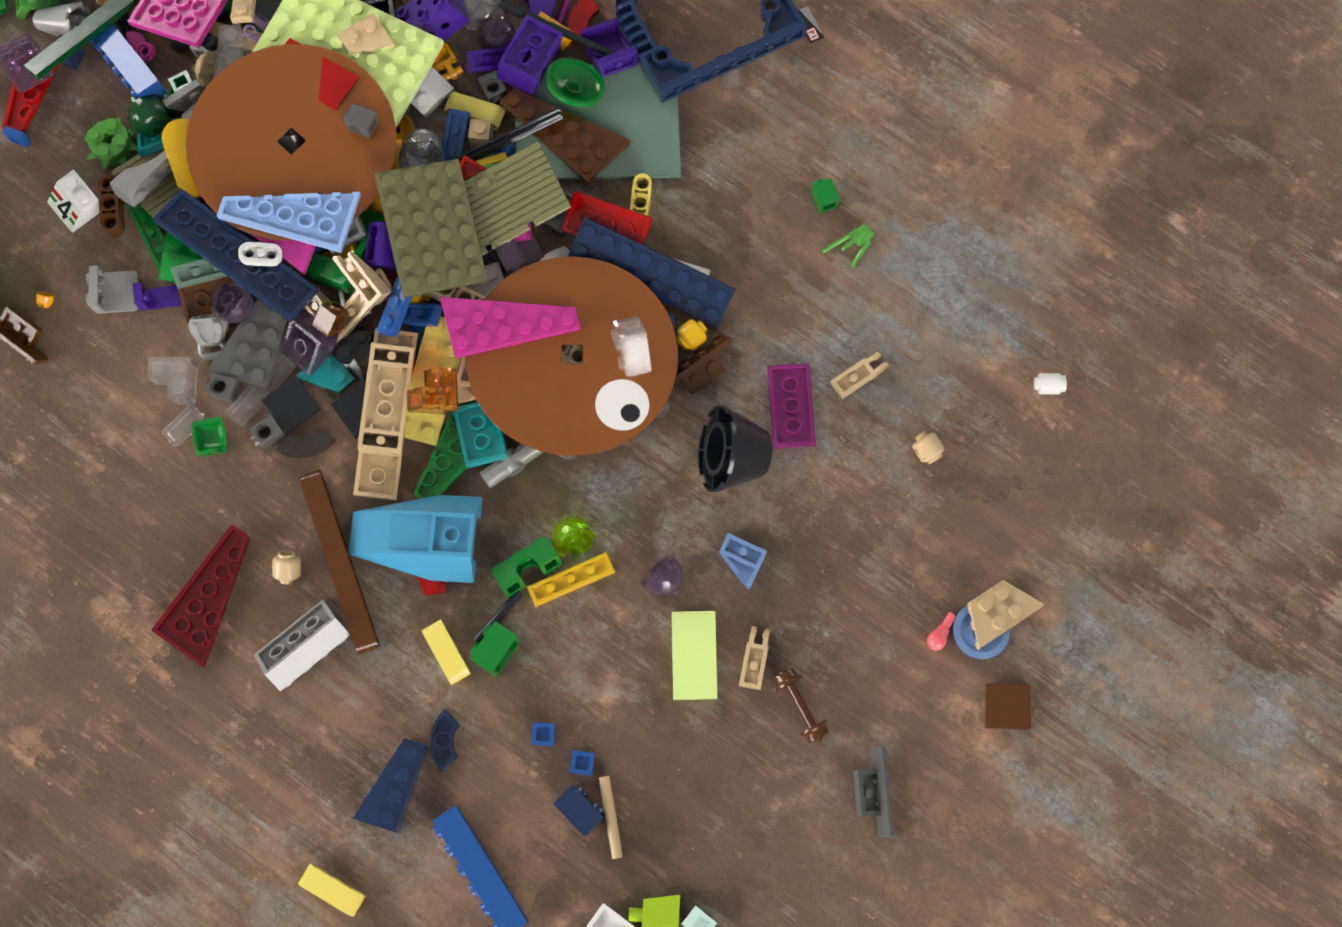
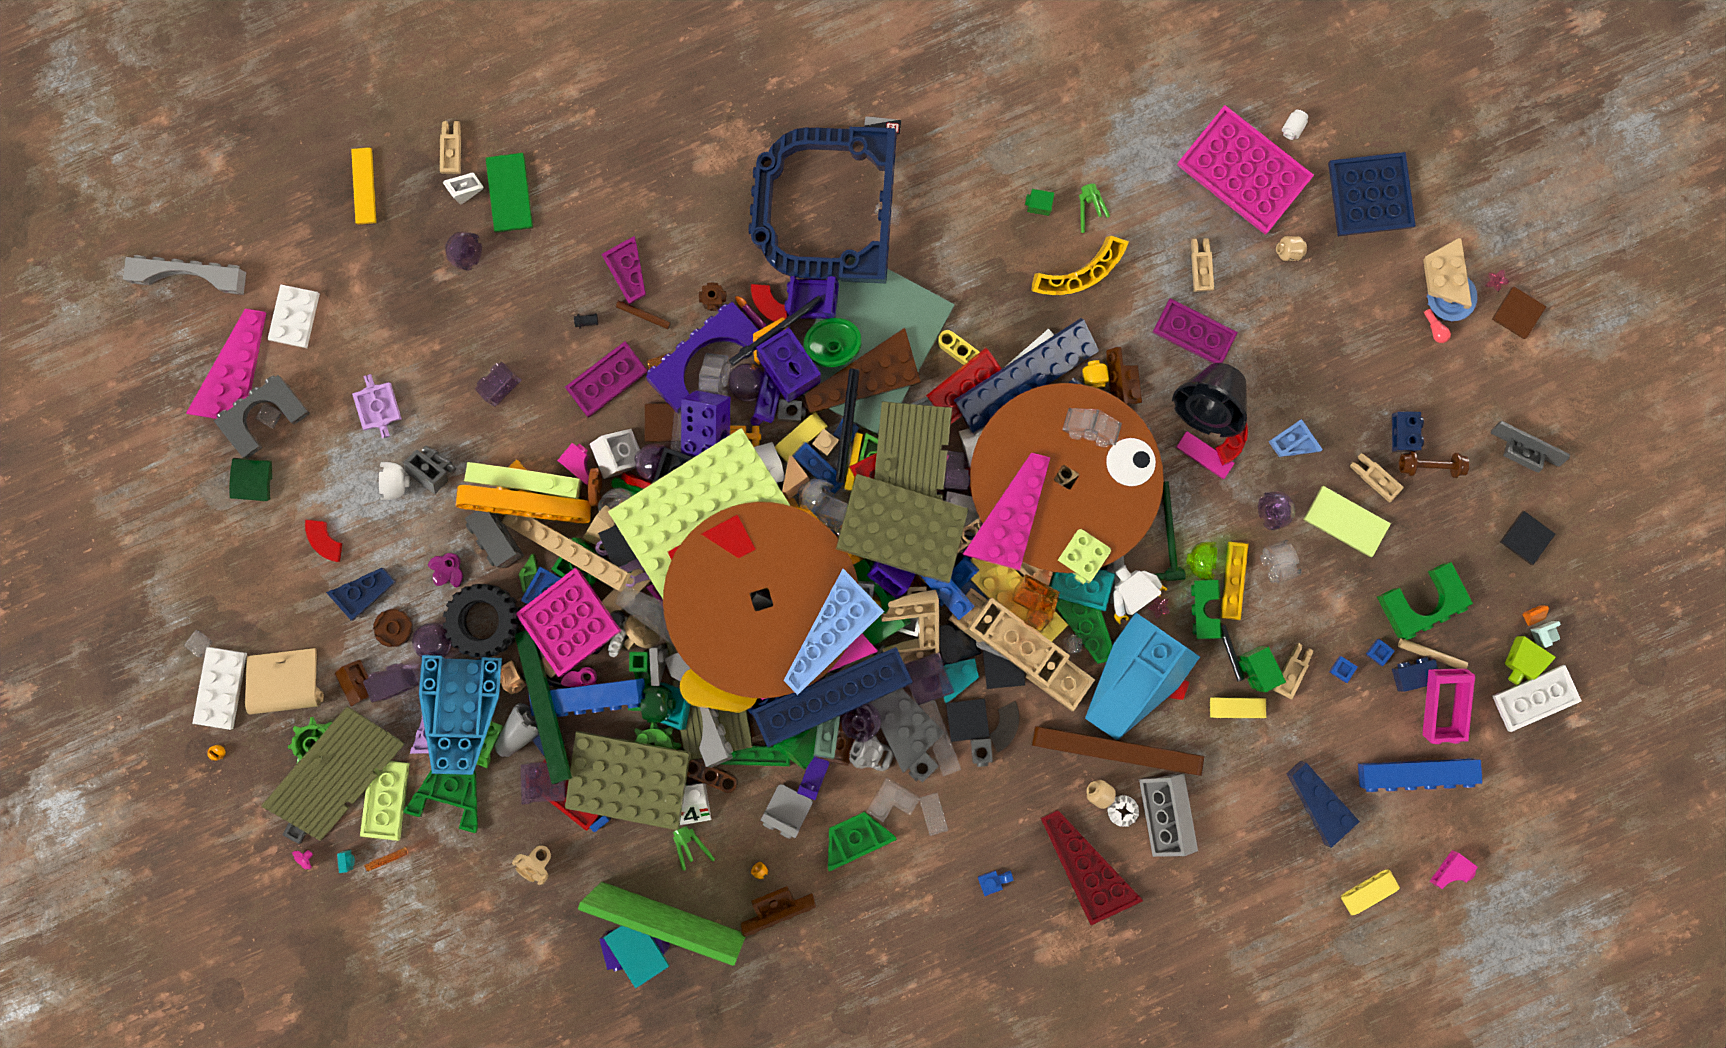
camera: 55 degrees left, 10 degrees up
(40, 214) = (682, 837): none -> bright green plant
(64, 132) = (627, 780): none -> olive plate
(120, 366) = (855, 839): none -> green wing
(147, 516) = (992, 882): none -> blue plate
(187, 57) = (617, 643): none -> white gear
(209, 437) = (959, 799): green piece -> none
(260, 254) = (846, 677): white plate -> none
(291, 604) = (1131, 806): none -> white gear
(330, 318) = (924, 650): reddish brown brick -> none
(360, 120) = (780, 534): dark grey brick -> none
(366, 36) = (703, 488): tan wing -> none
(419, 459) = (1072, 644): none -> clear piece
(431, 119) = (793, 478): none -> light nougat slope
(442, 740) = (1302, 748): dark blue tile -> none
(501, 483) = (1134, 591): none -> white torso
(503, 410) = (1084, 556): none -> yellowish green bracket
(503, 522) = (1159, 607): none -> clear pink plant
(511, 686) = (1294, 672): none -> tan hinge
(543, 885) = (1462, 705): none -> dark pink piece
(545, 517) = (1173, 573): none -> dark green bar
(612, 608) = (1280, 561): none -> clear brick
(627, 772) = (1452, 599): none -> green arch
(677, 482) = (1203, 454): none -> dark pink tile
(705, 501) = (1232, 447): none -> red tile
(711, 900) = (1535, 615): none -> orange slope
(777, 271) = (1087, 276): none -> yellow brick
(785, 845) = (1527, 538): none -> black tile
(818, 661) = (1407, 431): none -> dark blue brick
(976, 363) = (1245, 169): none -> dark pink plate
(1025, 665) = (1497, 280): none -> clear pink plant
(1031, 494) = (1371, 194): none -> dark blue plate

